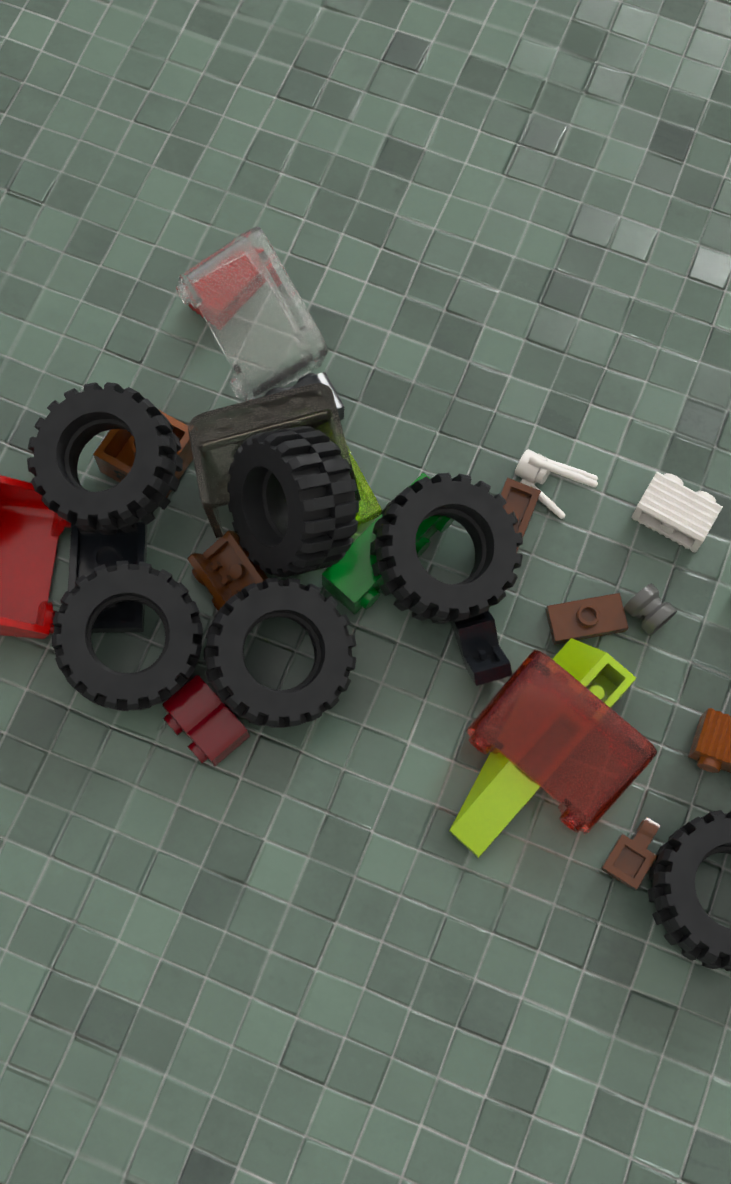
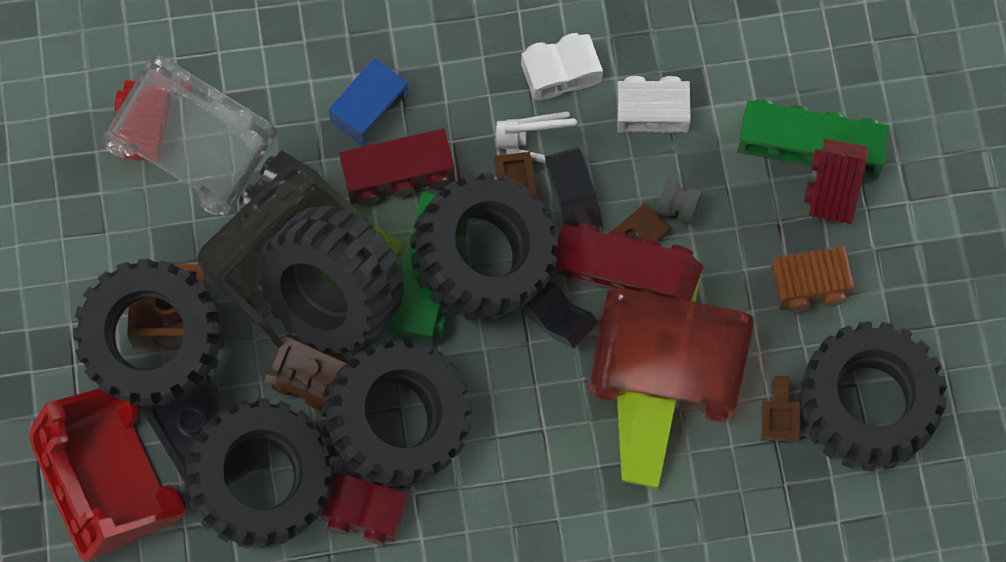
camera: 30 degrees left, 0 degrees up
(415, 440) = (397, 167): none -> dark red brick
(425, 369) = (367, 100): none -> blue panel
(560, 547) = (573, 188): none -> black slope
(568, 637) = (626, 264): none -> dark red brick
(614, 433) = (561, 66): none -> white brick

